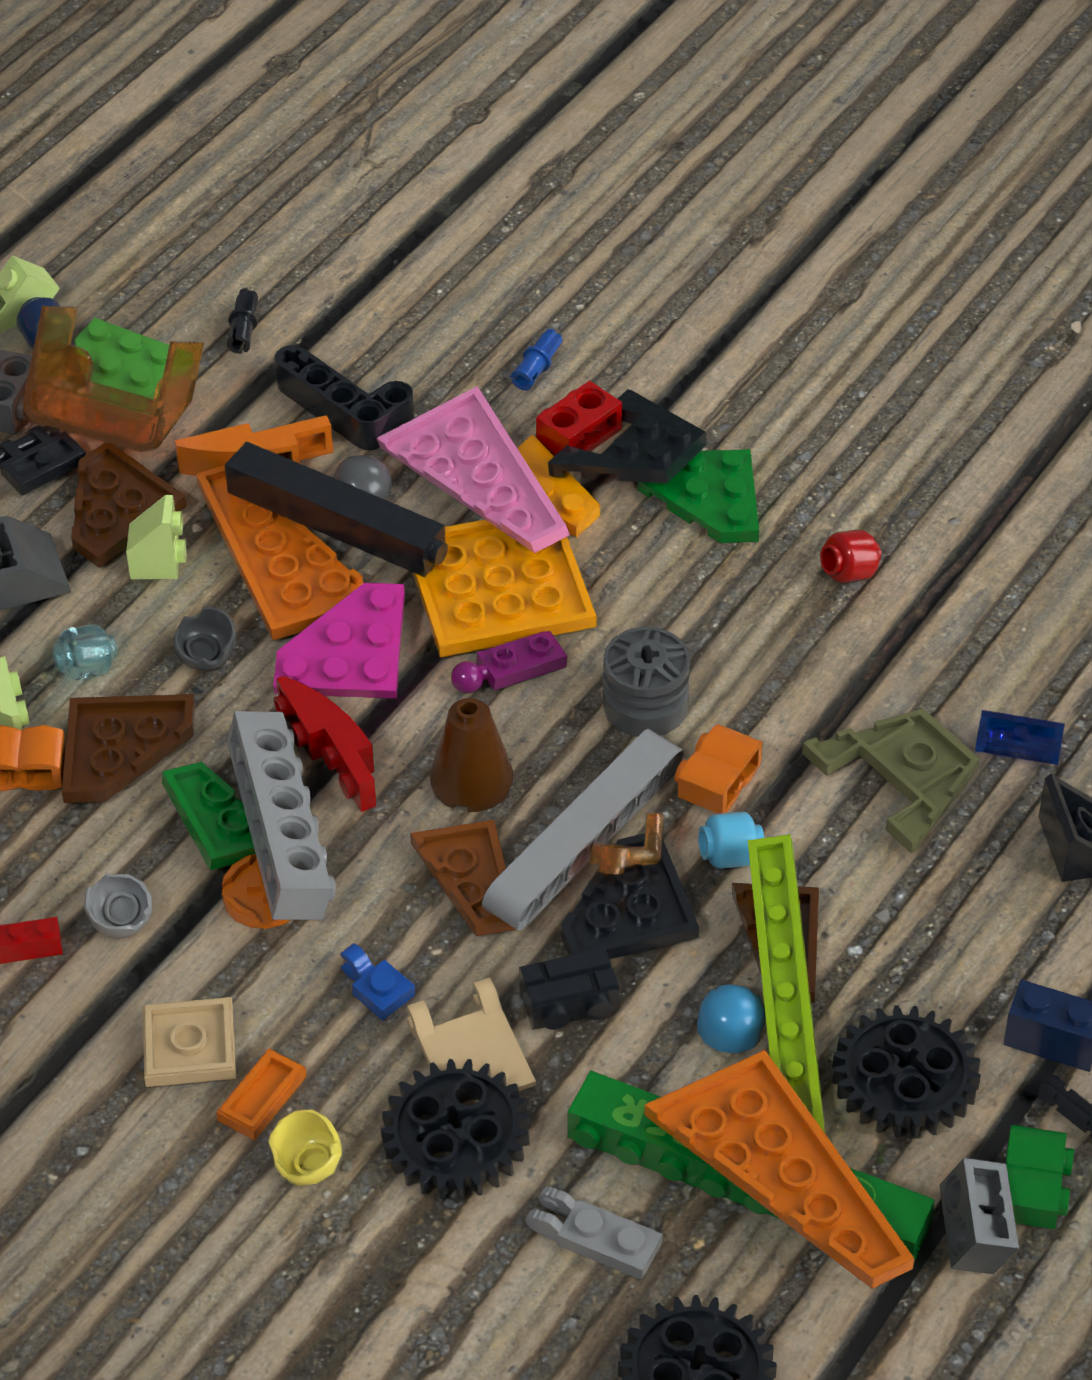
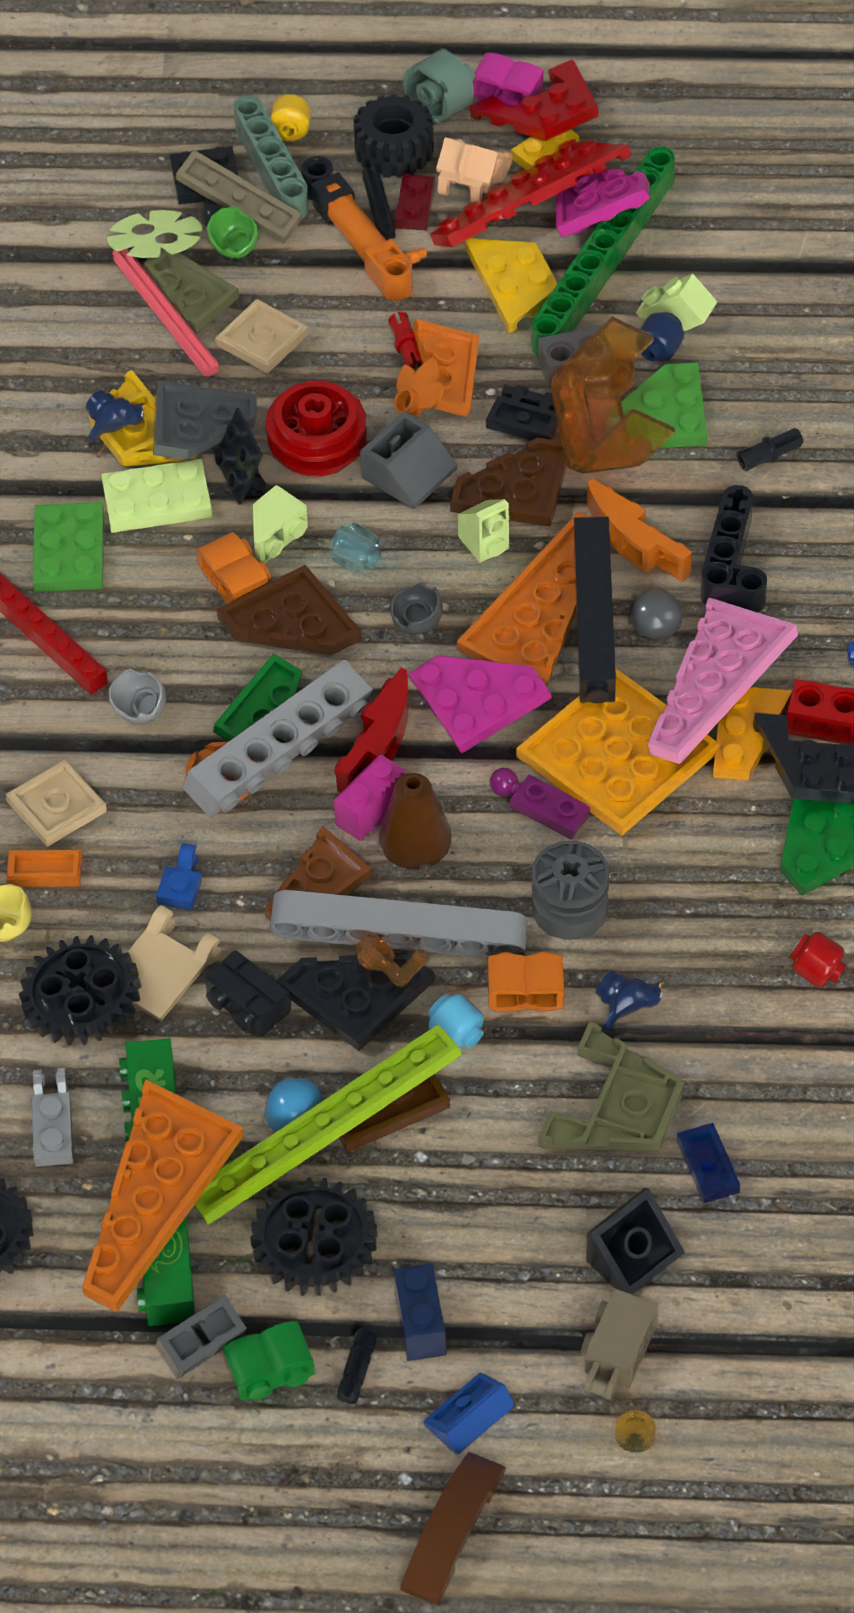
camera: 60 degrees right, 5 degrees up
(406, 780) = (367, 798): none -> dark pink brick
(789, 706) = (626, 995): none -> dark blue animal

